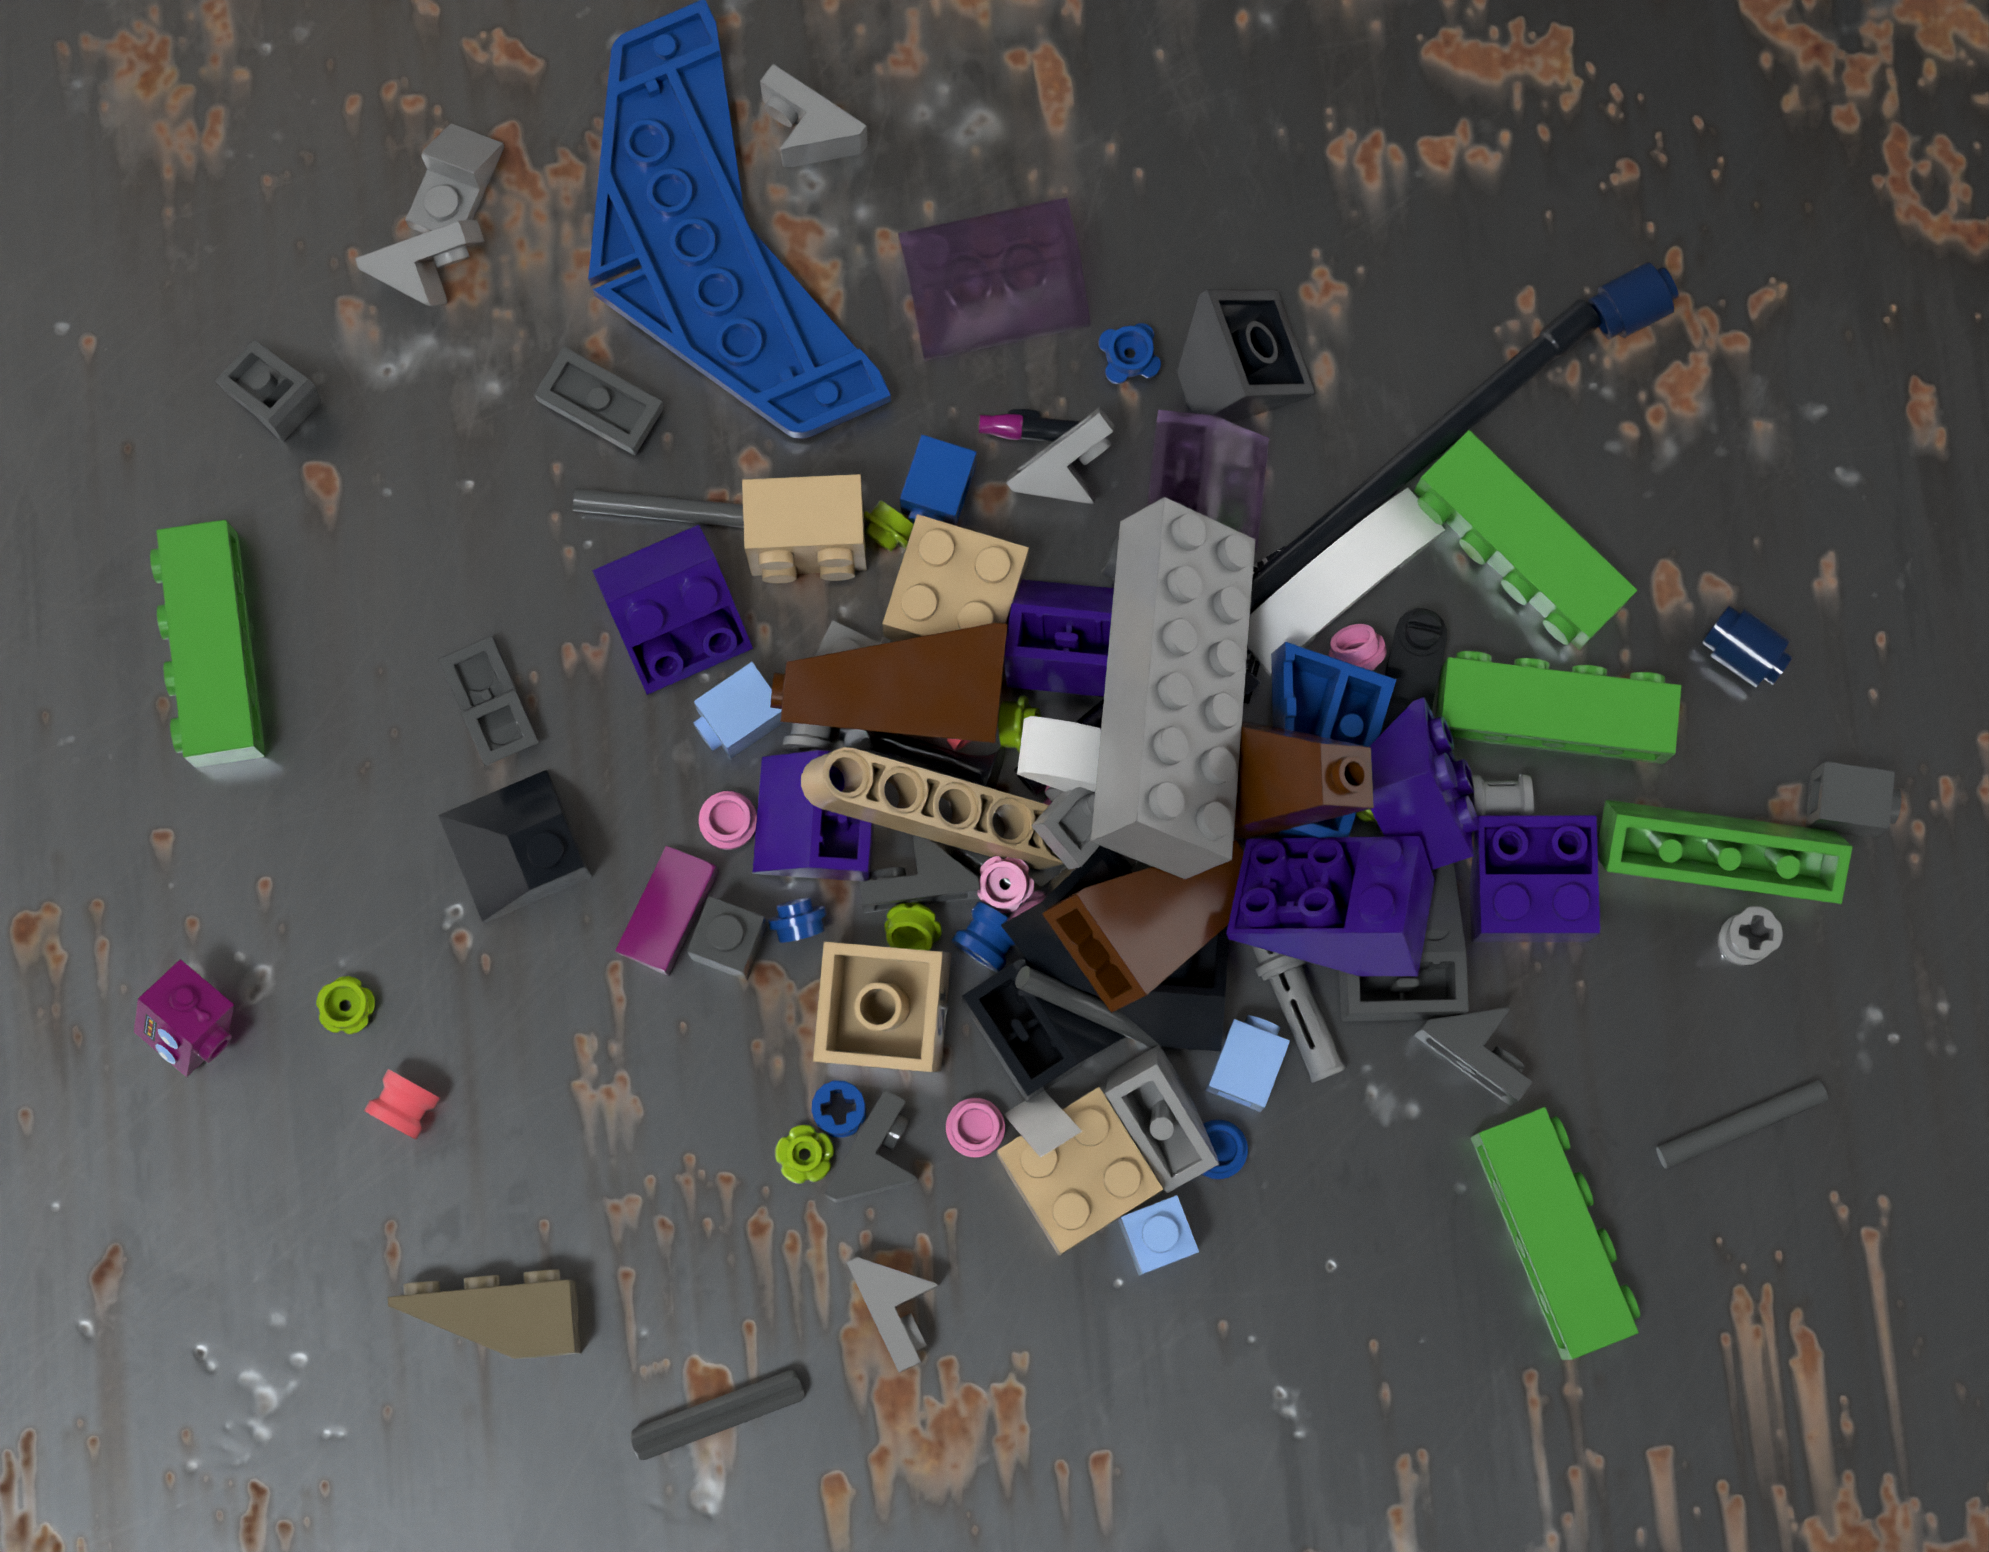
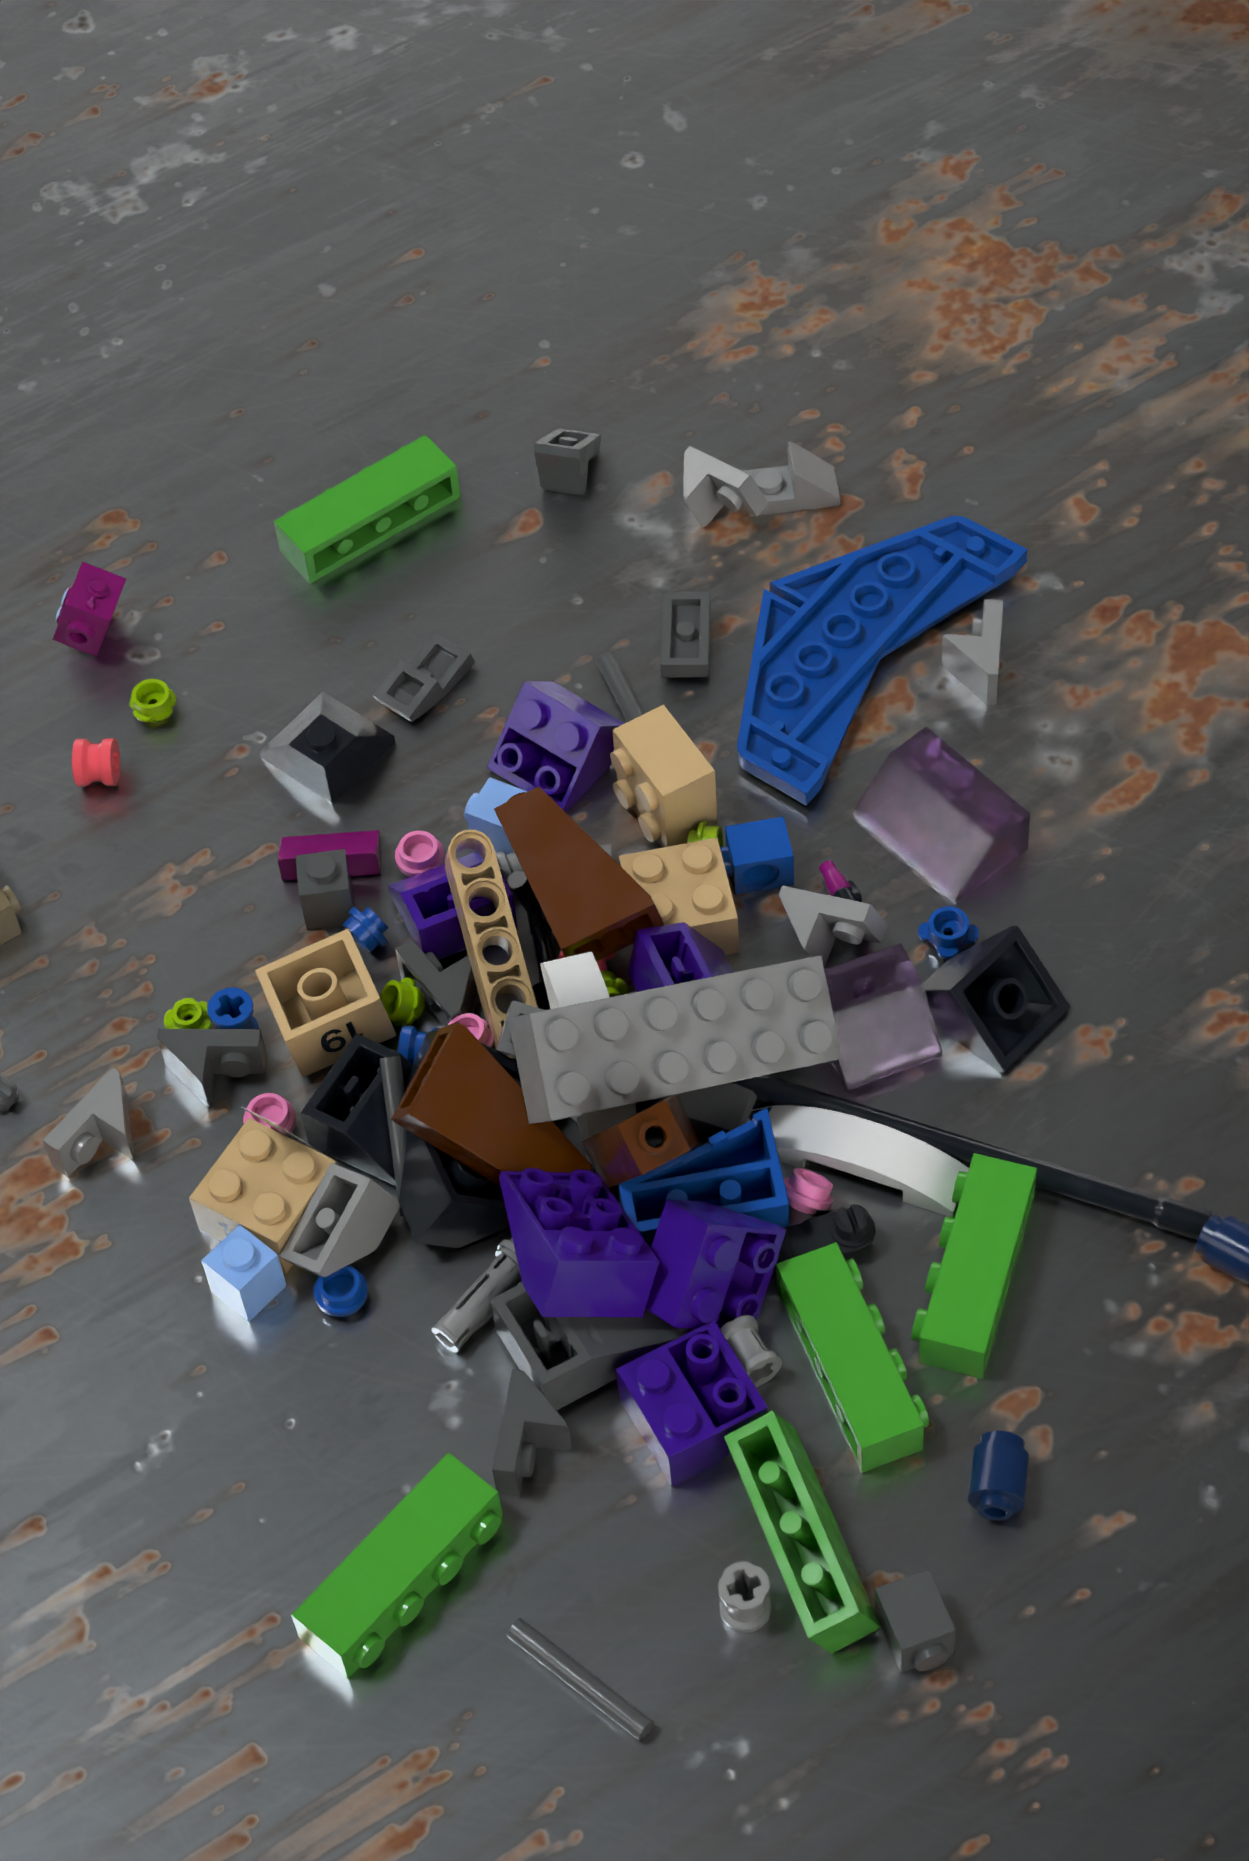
camera: 70 degrees right, 25 degrees down
(1248, 1062) = (420, 1272): light blue brick -> none

